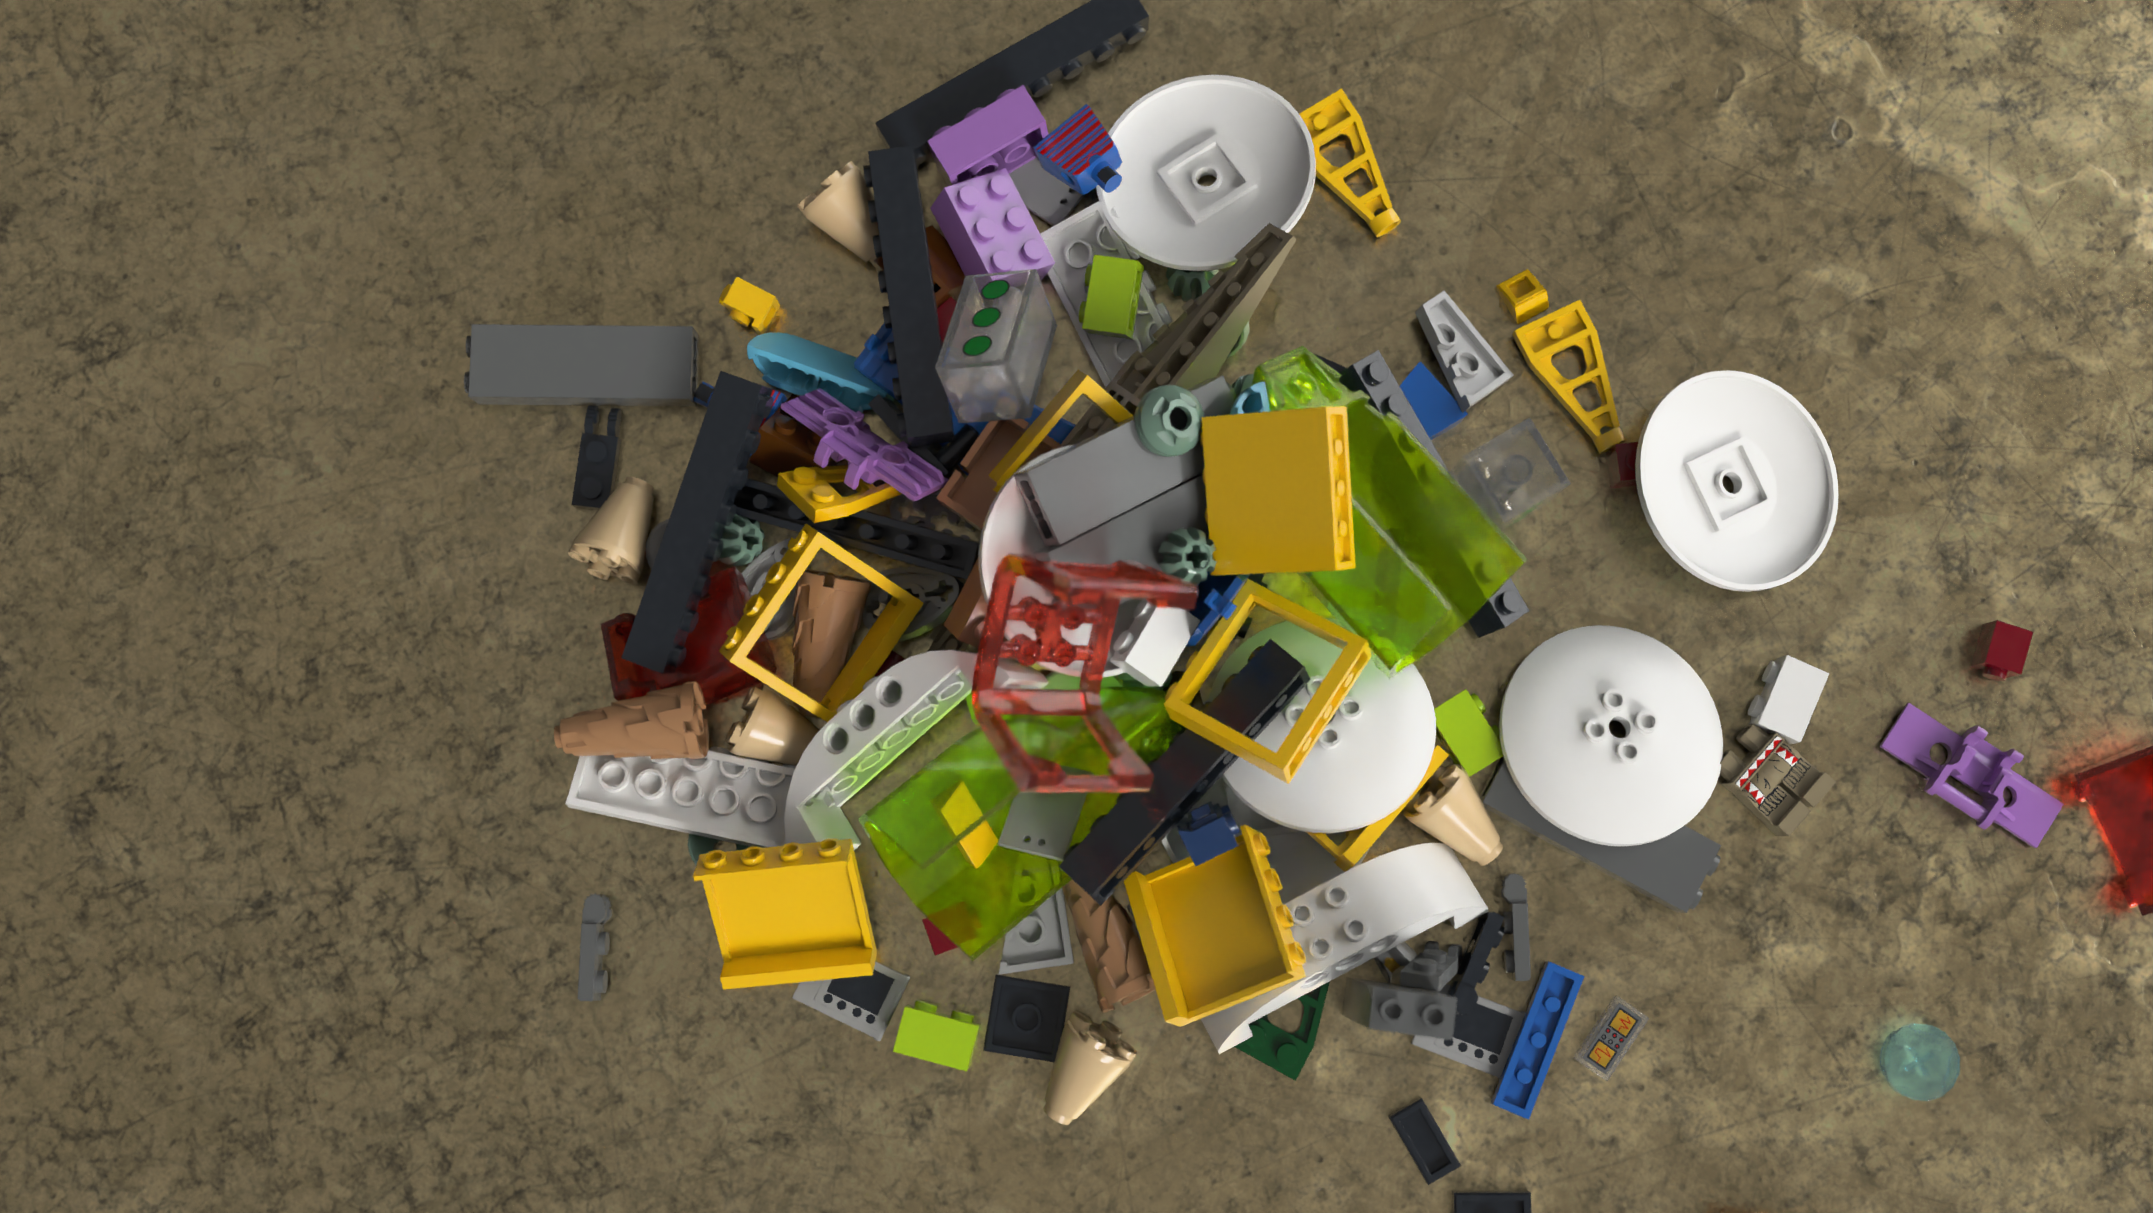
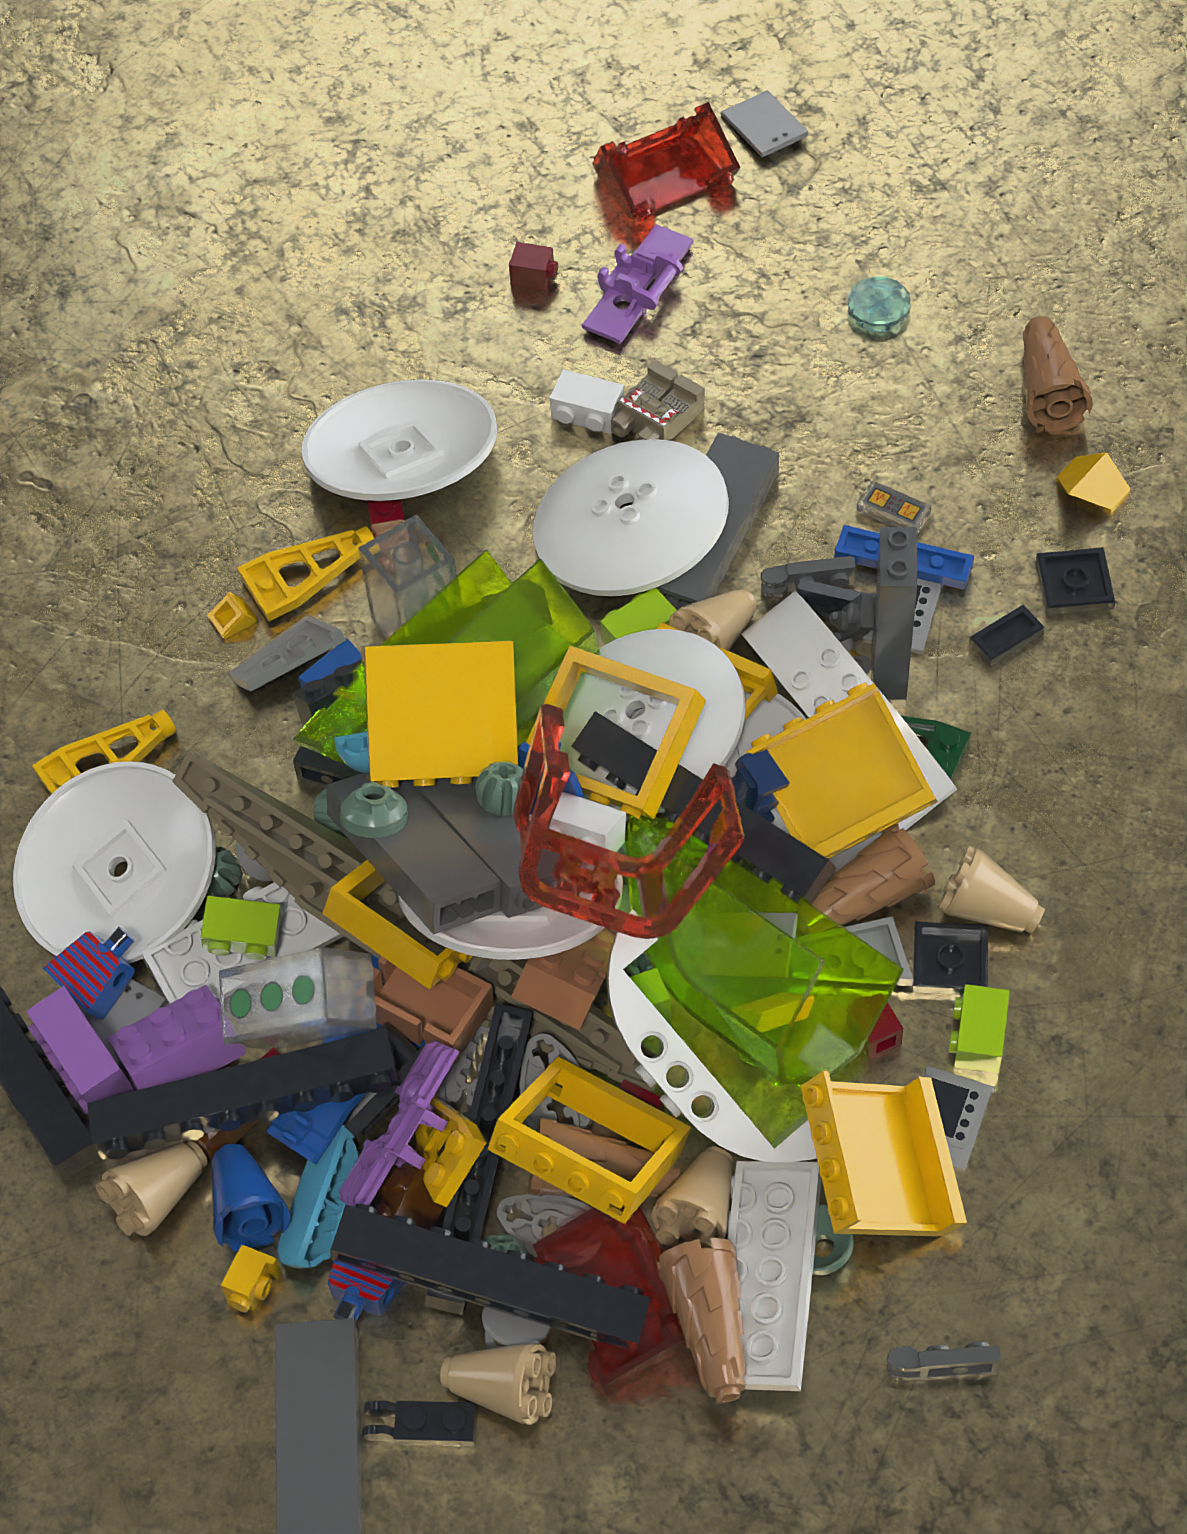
camera: 95 degrees left, 25 degrees down
(829, 298) = (244, 1201): none -> blue cone

